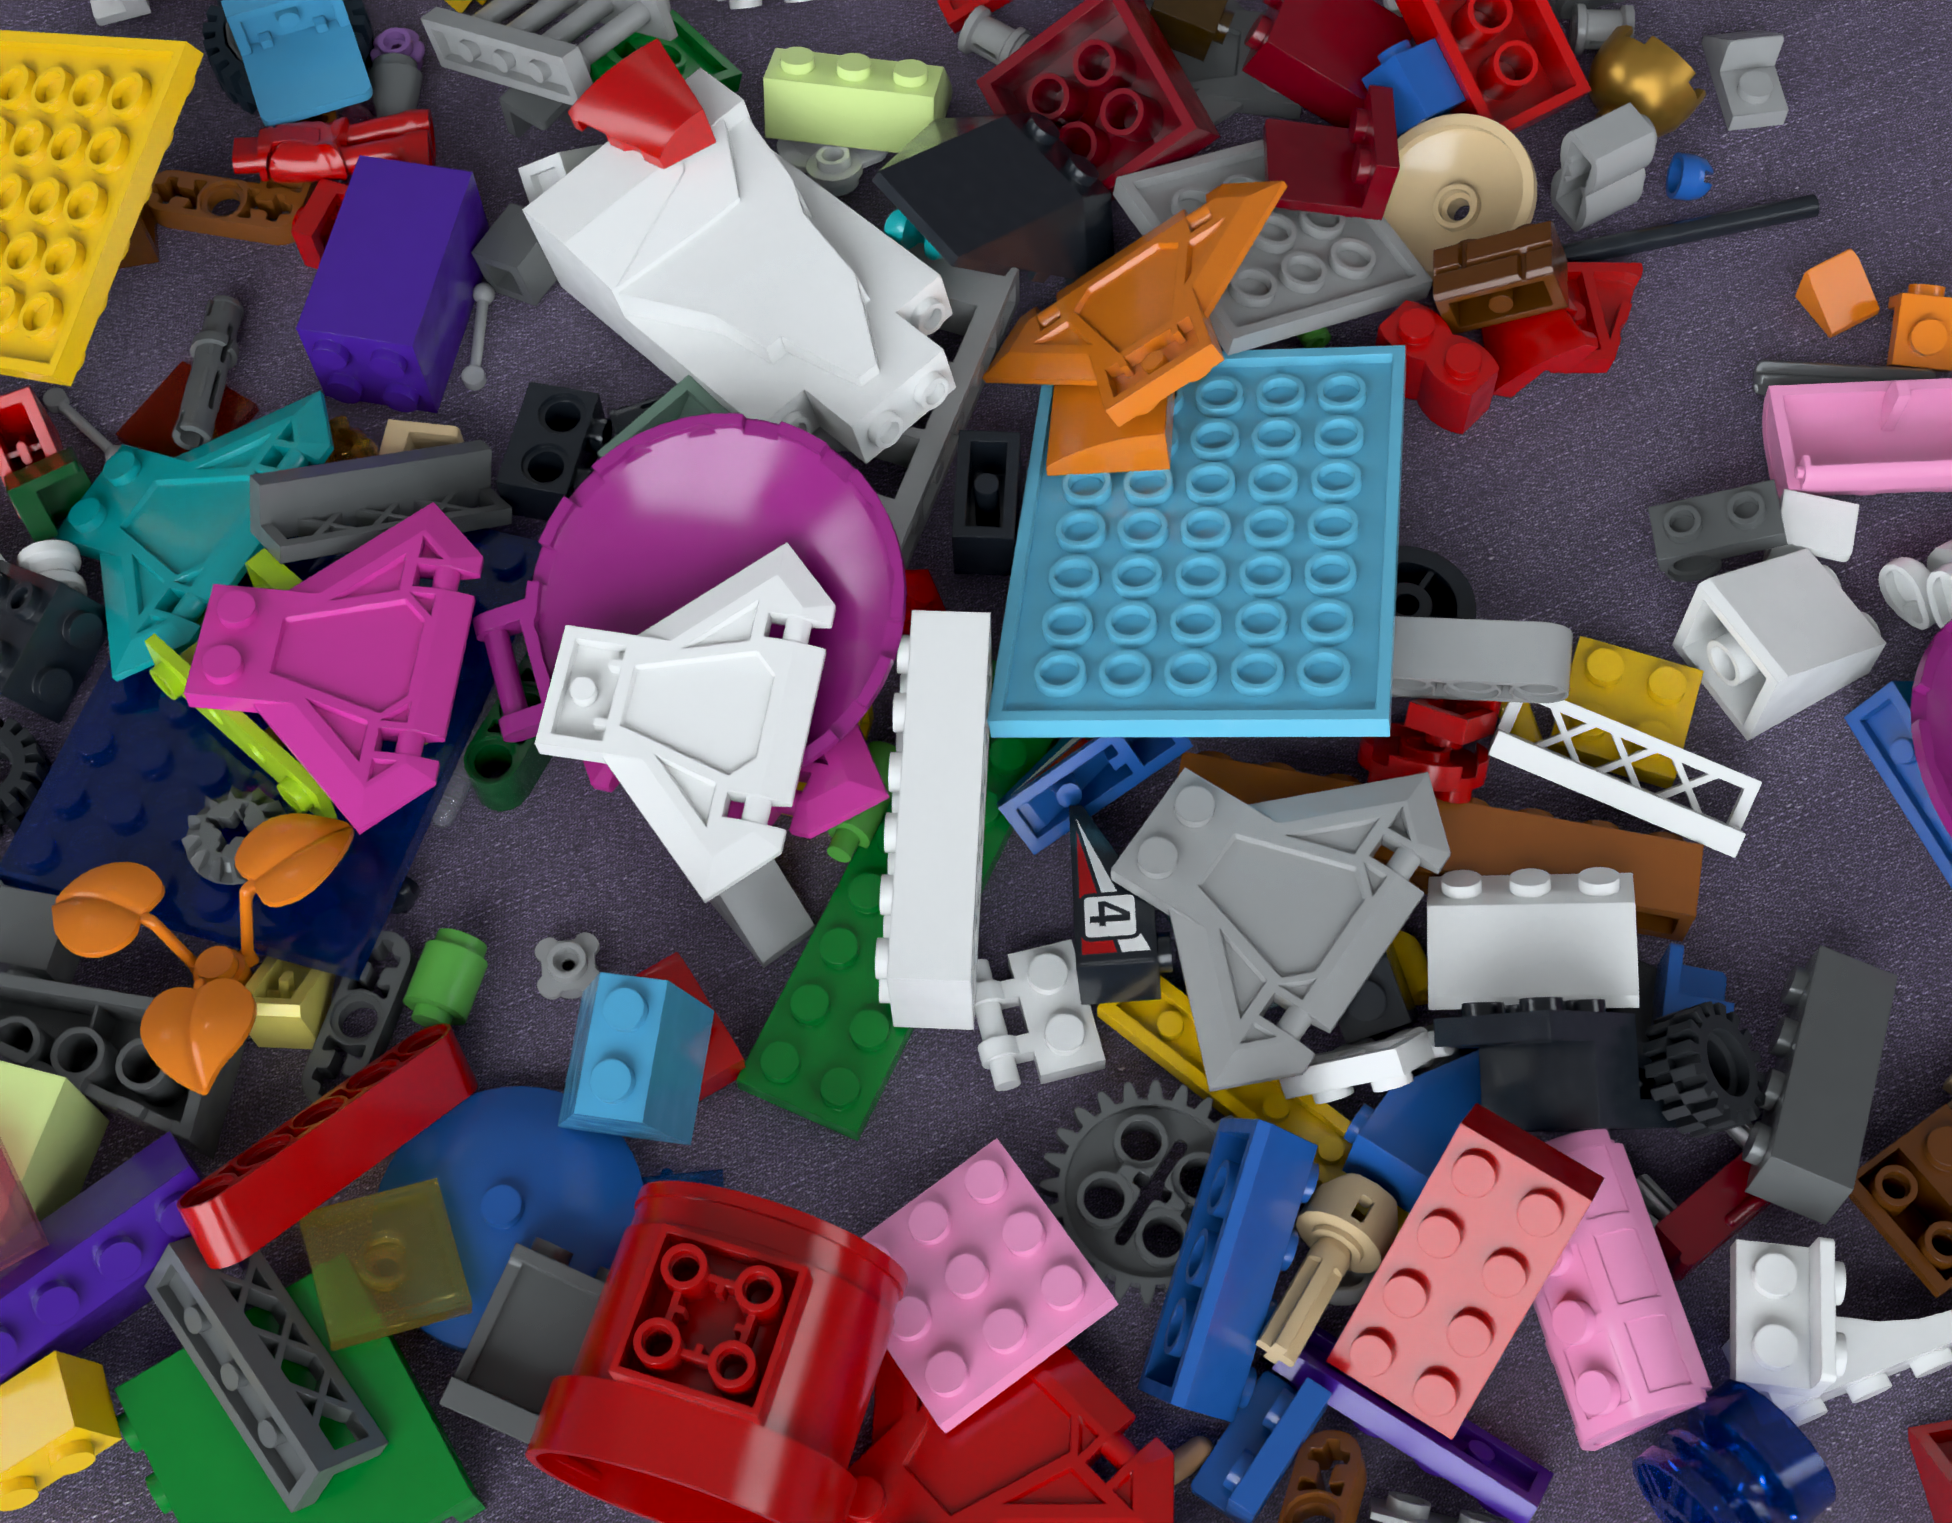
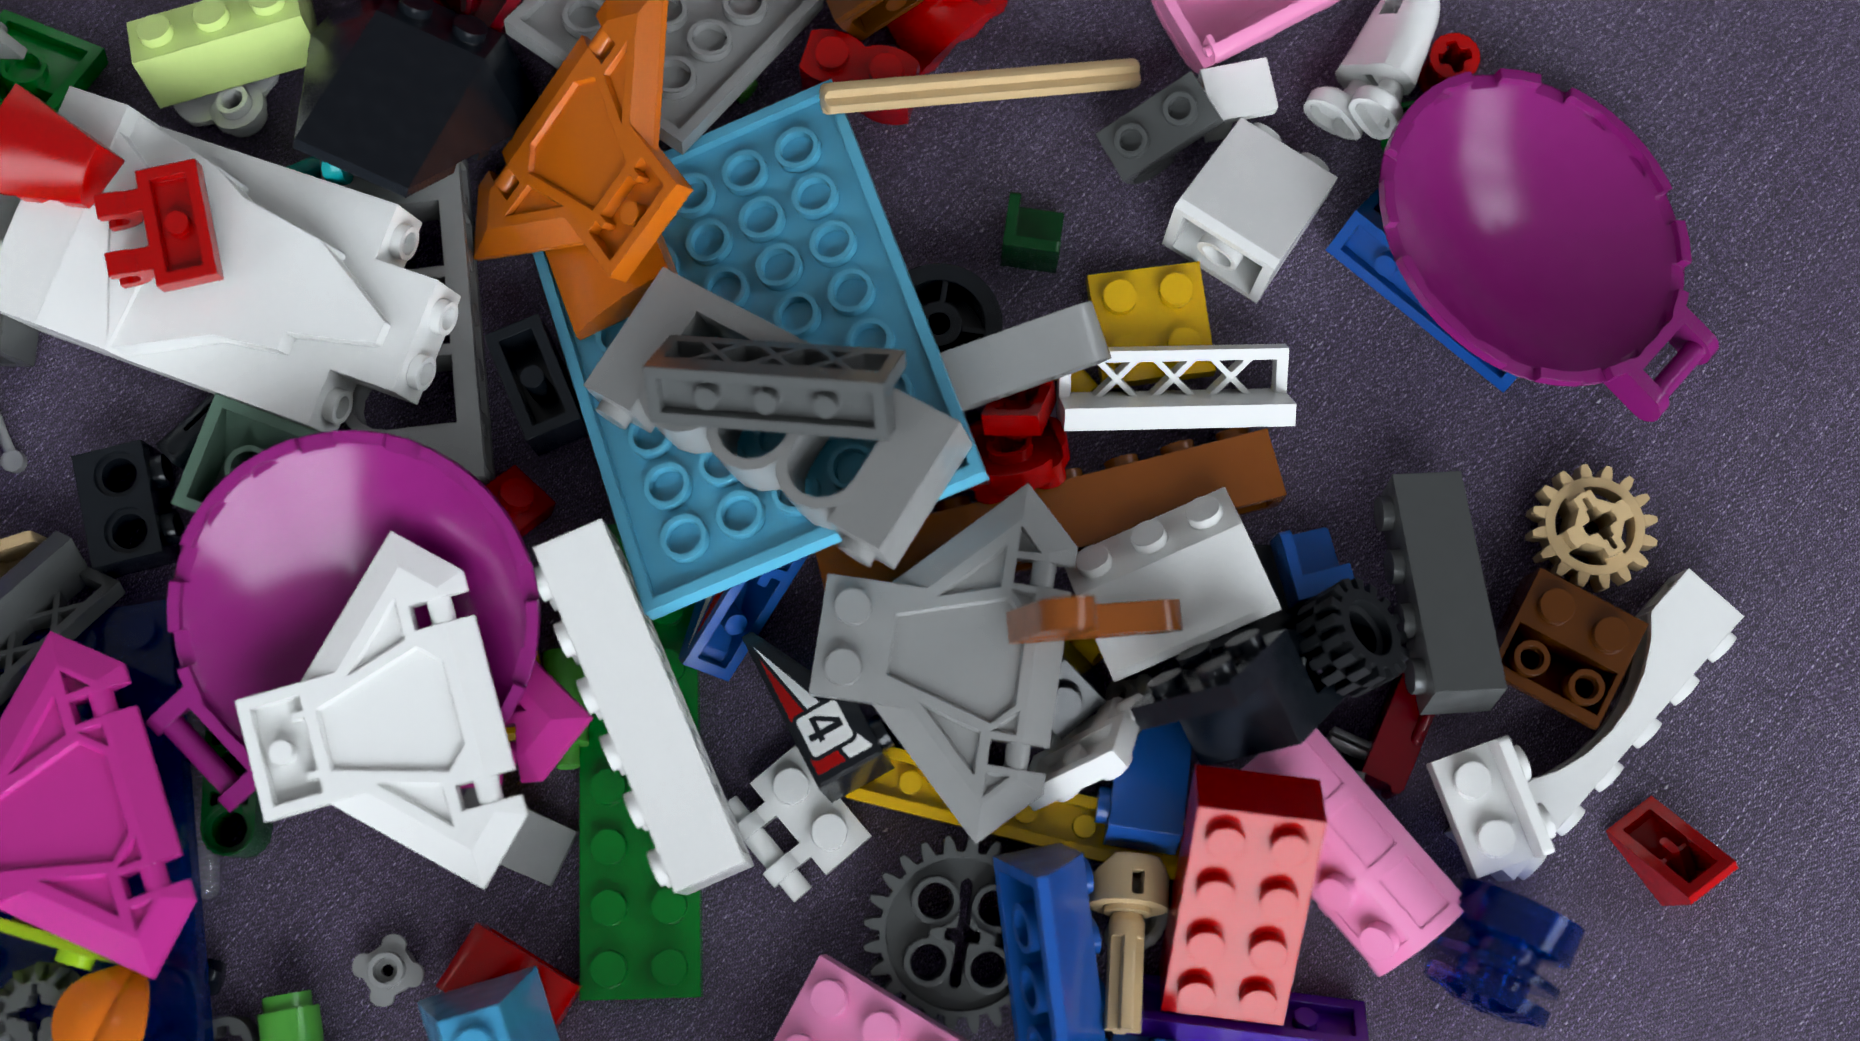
camera: 30 degrees left, 15 degrees up
(734, 209) = (177, 228): none -> red plate
(1216, 551) = (774, 386): none -> dark grey fence
(1253, 706) = (875, 511): none -> light grey fence
(1393, 892) = (1083, 619): none -> dark orange beam
(1535, 578) = (1031, 237): none -> dark green panel
(1552, 414) = (978, 86): none -> tan axle

